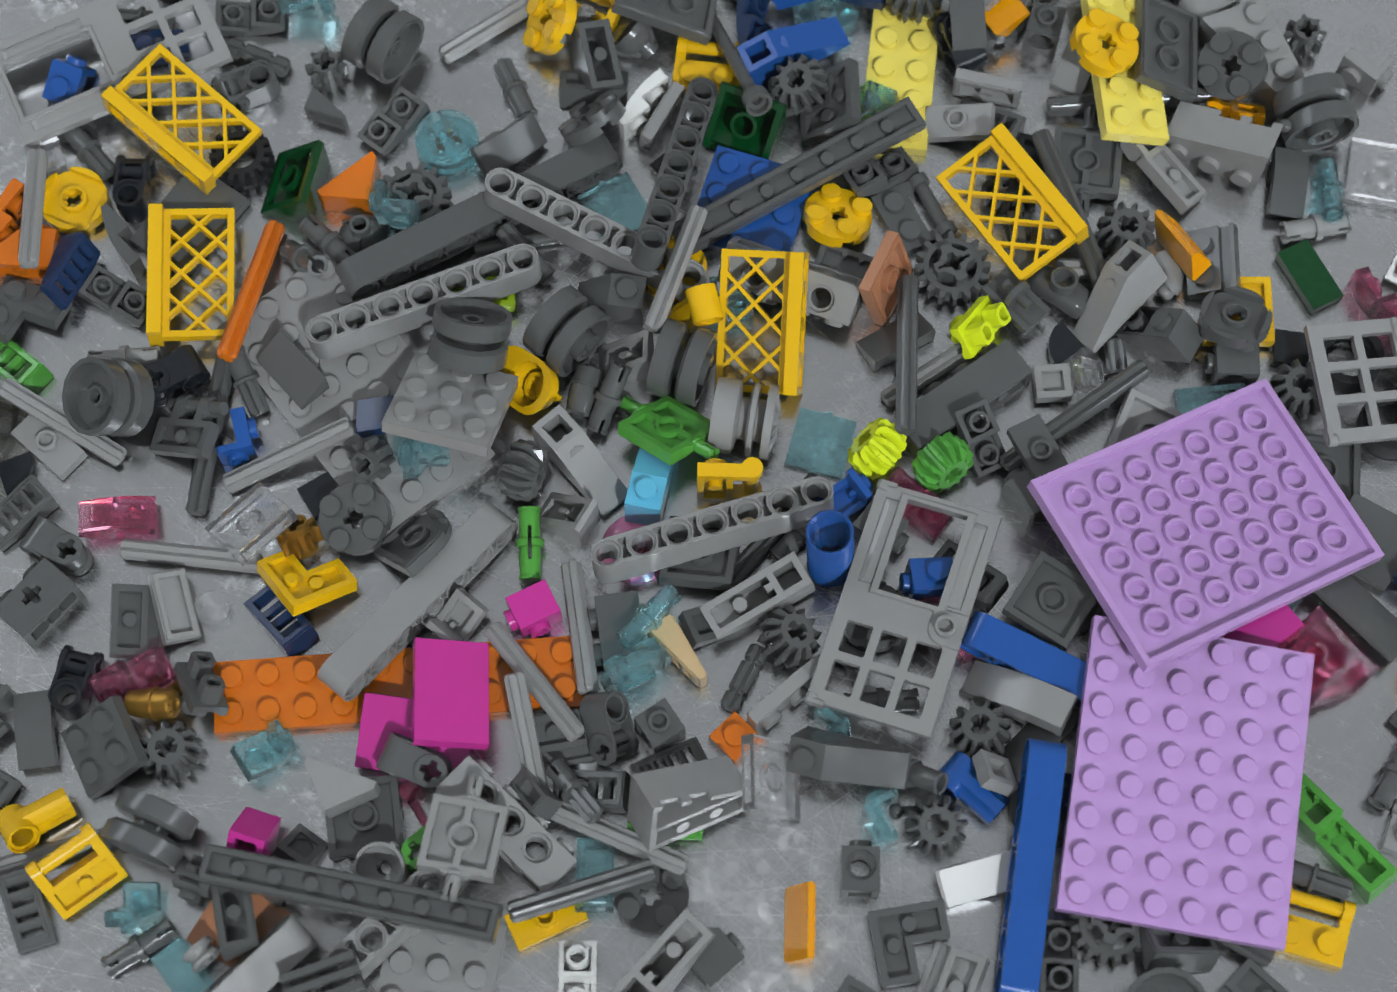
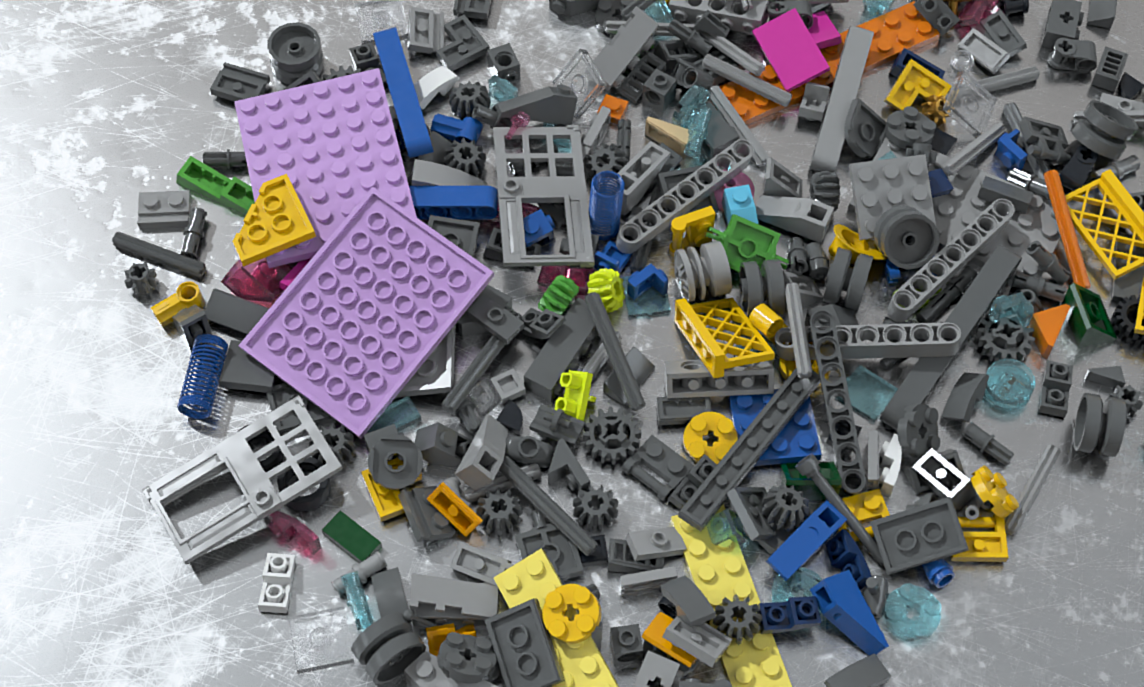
camera: 155 degrees right, 10 degrees down
(115, 515) = (1051, 82): clear pink slope -> none
(529, 568) = (795, 160): bright green pin -> none
(532, 610) = (771, 125): dark pink brick -> none
(799, 923) = (525, 32): light orange slope -> none
(822, 446) = (645, 279): none -> blue bracket
(880, 281) = (655, 395): nougat plate -> none
(891, 734) = (519, 120): none -> clear pink hand
(994, 772) = (445, 131): light grey plate -> none
(1037, 185) = (577, 494): yellow fence -> none
(1289, 347) = (348, 479): black tile -> none
(1293, 694) = (273, 222): none -> yellow plate
(1315, 940) = (218, 131): yellow plate -> none

